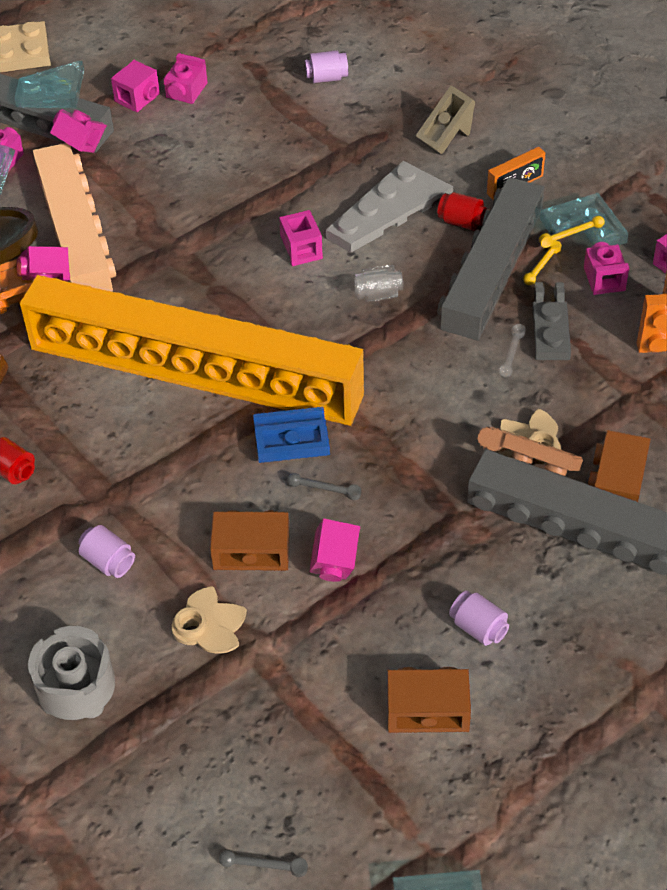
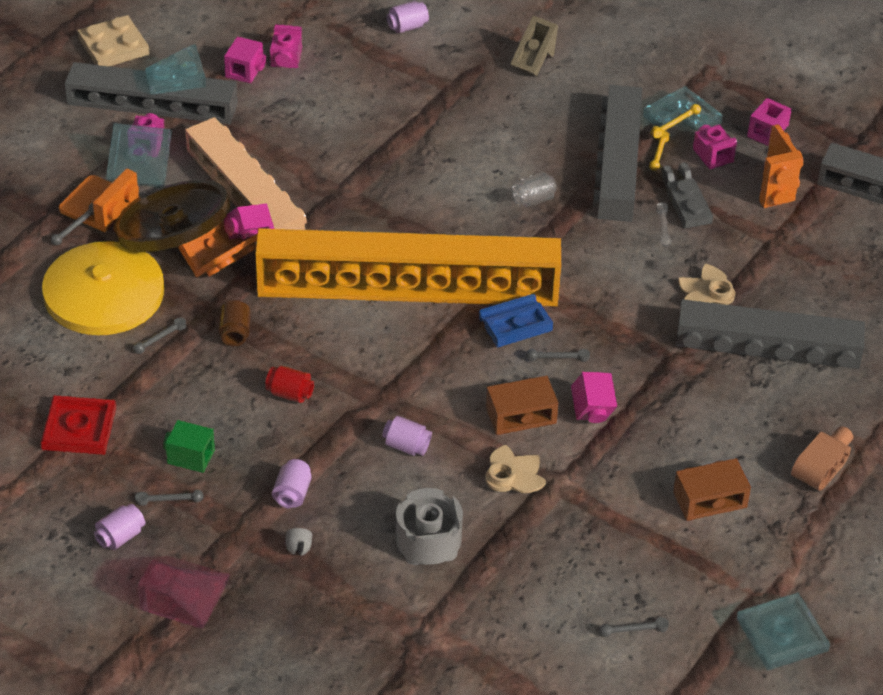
camera: 20 degrees left, 5 degrees down
(78, 130) = (220, 104): dark pink brick -> none
(301, 237) = (453, 163): dark pink brick -> none
(386, 205) = (510, 125): light grey wing -> none
(461, 210) = (578, 119): red brick -> none
(479, 618) = (725, 424): lavender brick -> none
(523, 167) = (615, 74): orange tile -> none
(528, 449) = (715, 293): nougat hinge -> none
(583, 690) = (823, 458): none -> nougat piece
(620, 464) = (788, 290): dark orange brick -> none

